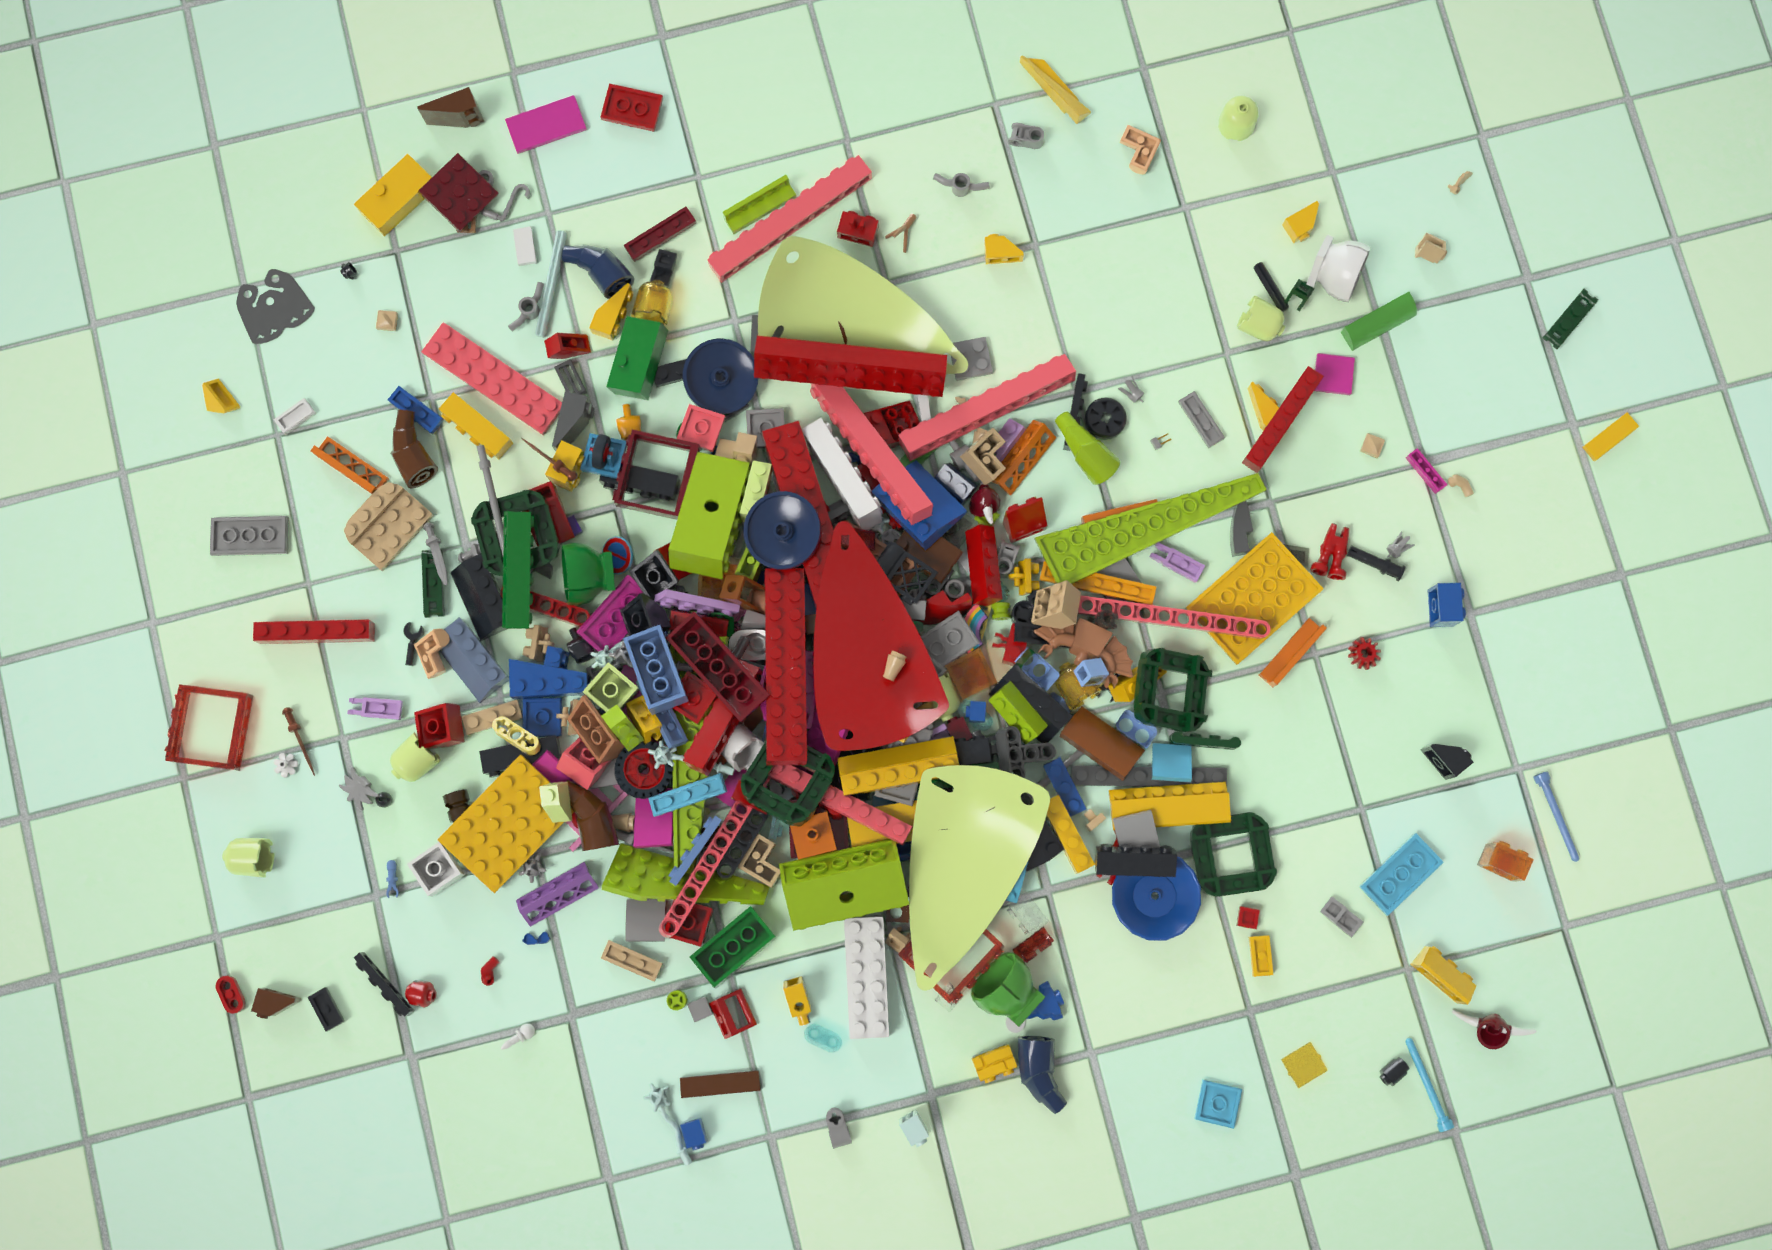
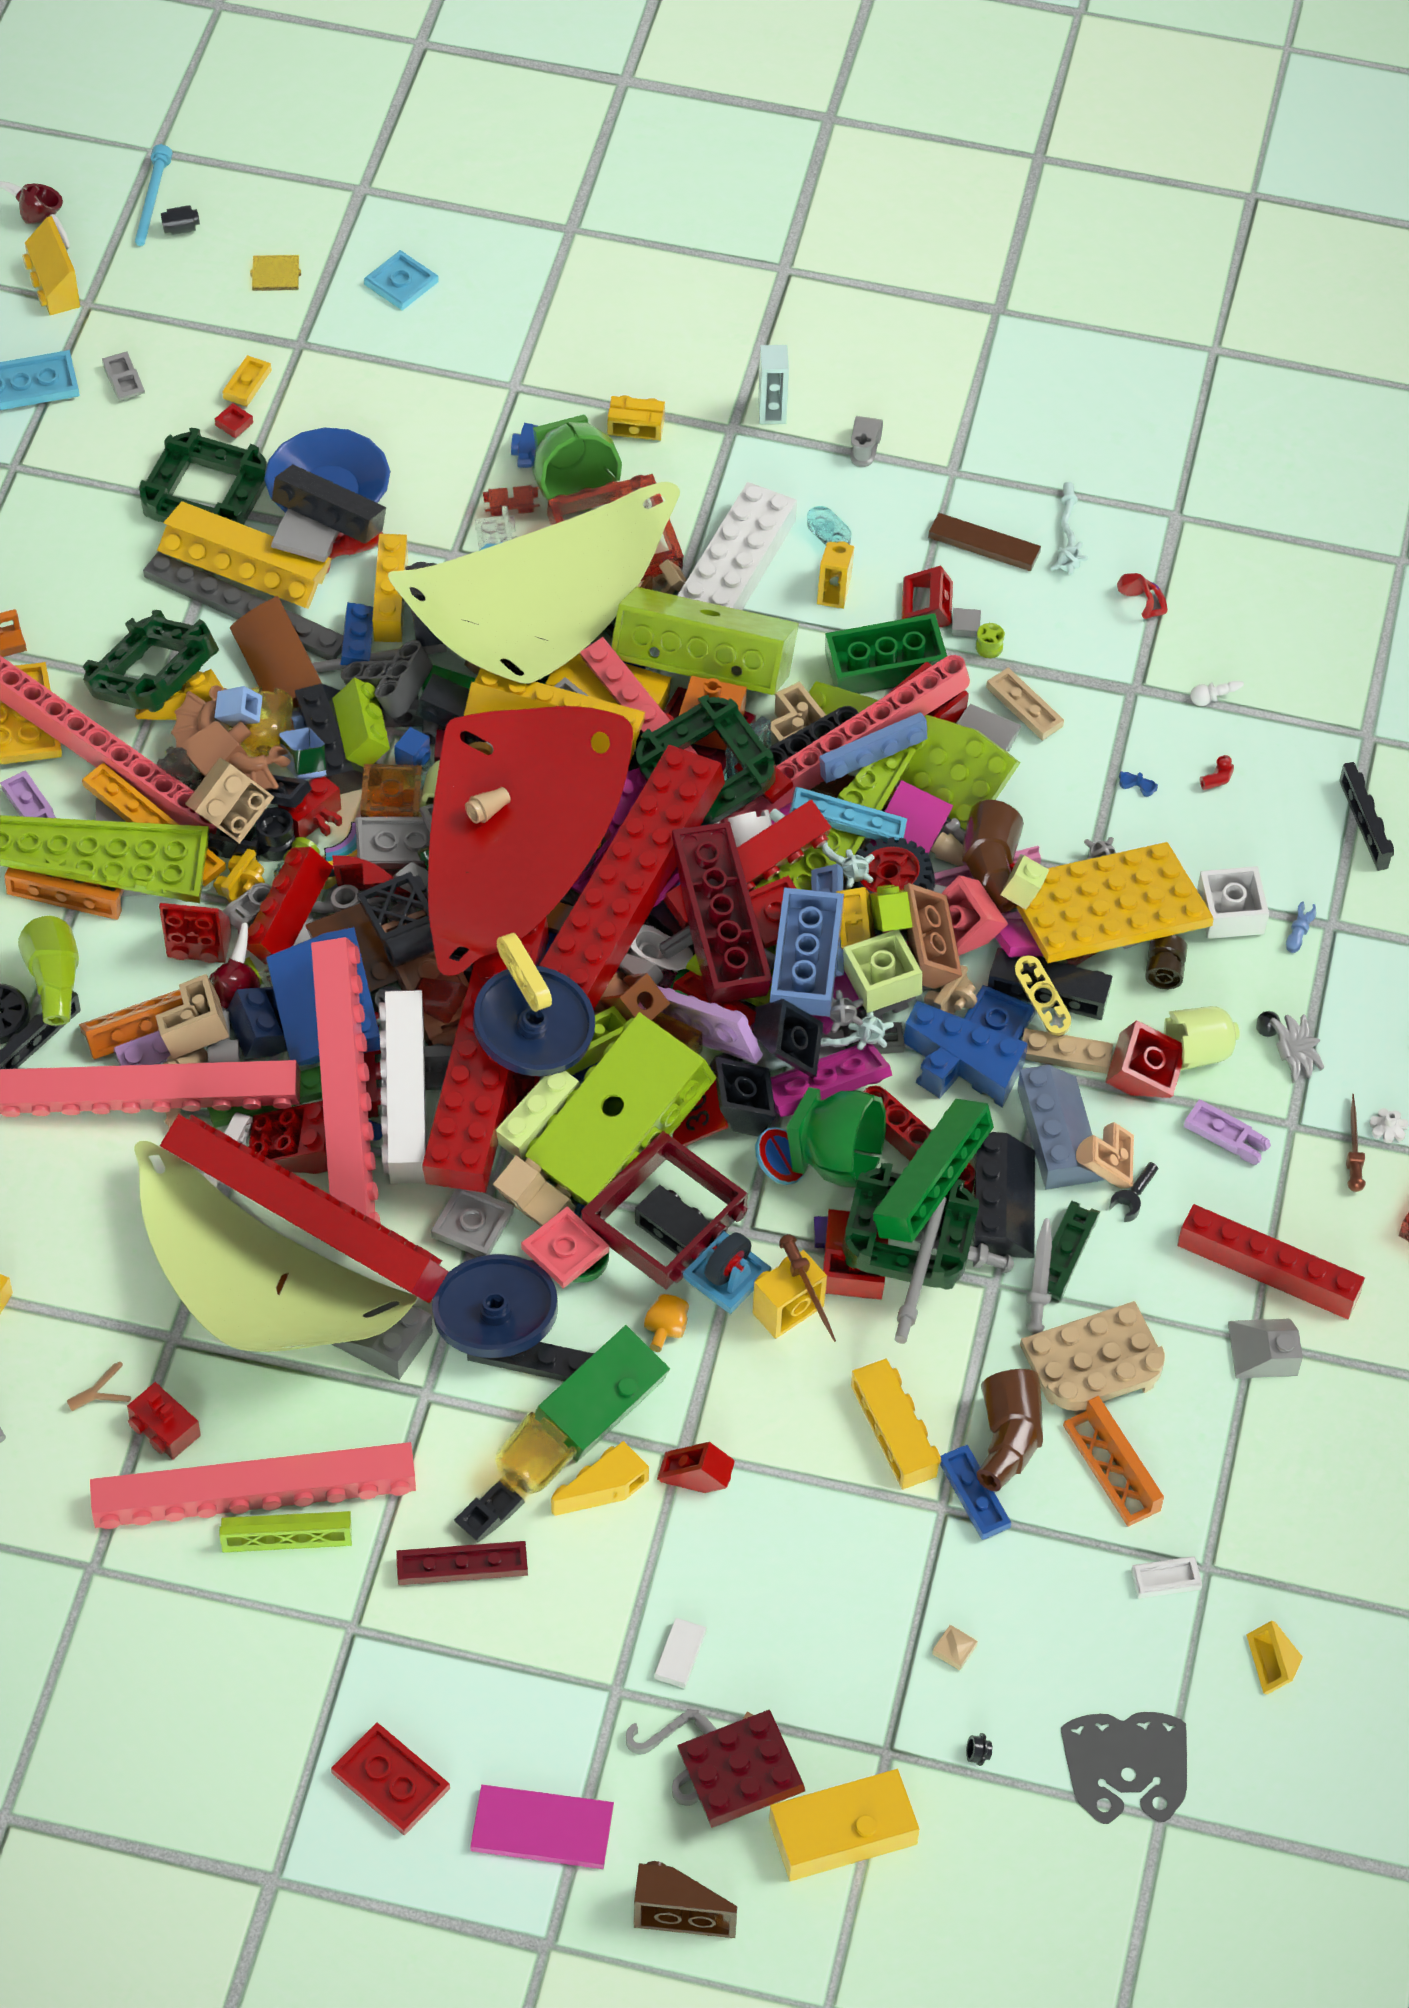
camera: 155 degrees left, 25 degrees down
(249, 535) = (1313, 1443): light grey tile -> none
(297, 580) = (1265, 1348): none -> light grey slope
(420, 993) = (1320, 784): red head -> none
(493, 378) = (834, 1486): coral plate -> none
(523, 303) = (724, 1562): light grey piece -> none
(539, 643) = (944, 1095): tan hips -> none
(550, 285) = (670, 1577): light aqua axle -> none
(554, 891) = (1085, 816): medium lavender fence -> none
(563, 365) = (718, 1401): dark grey tile -> none
(573, 418) = (747, 1349): dark grey slope -> none
(579, 648) = (903, 1072): black piece -> none
(602, 267) = (578, 1548): dark blue piece -> none
(605, 1098) = (1136, 584): none -> red piece
(694, 1134) = (1044, 505): blue brick -> none
(800, 548) = (524, 972): none -> light yellow beam
(977, 356) = (117, 1177): light grey plate -> none
(1037, 1069) = (587, 387): dark blue piece -> none
(1093, 820) = (345, 587): tan tile -> none
(1152, 731) = (228, 638): light blue piece -> none
(1171, 762) = (207, 598): medium azure tile -> none
(1196, 740) = (141, 599): dark green plate -> none

